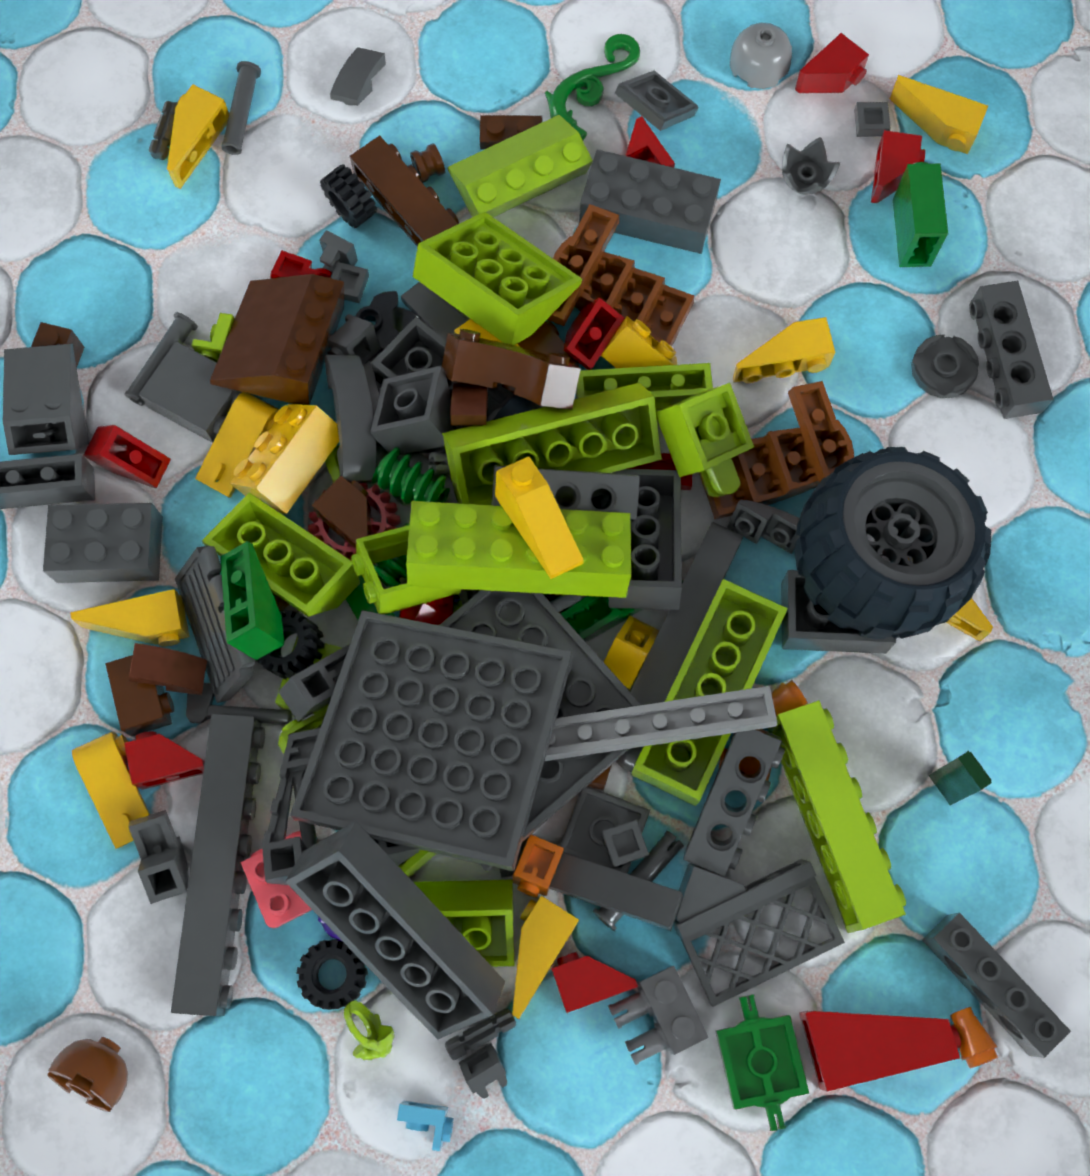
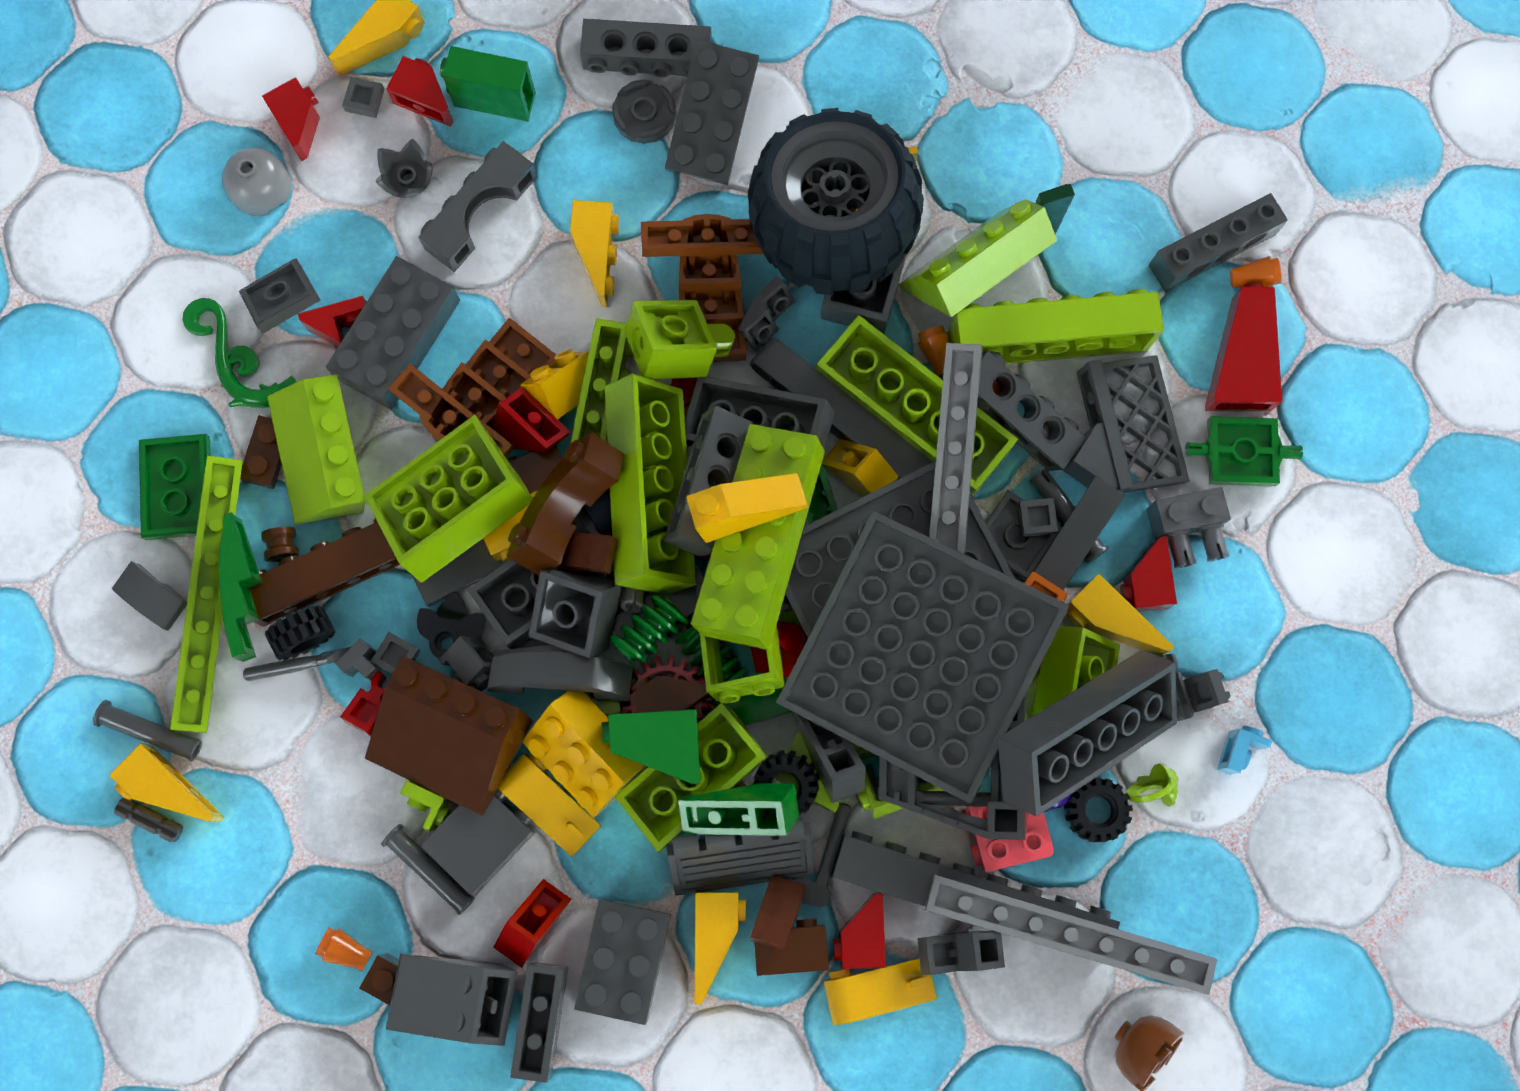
camera: 80 degrees left, 5 degrees up
(78, 306) = (342, 950): none -> orange cone
(189, 967) = (1071, 934): none -> light grey plate
(298, 508) = (657, 740): none -> green slope
(321, 202) = (292, 665): none -> dark grey piece
(368, 117) = (203, 606): none -> lime plate
(381, 127) = (236, 575): none -> green slope
(461, 72) = (171, 484): none -> green tile
(764, 224) = (500, 176): none -> dark grey arch
(886, 720) = (982, 258): none -> lime slope
(966, 422) = (712, 112): none -> dark grey plate

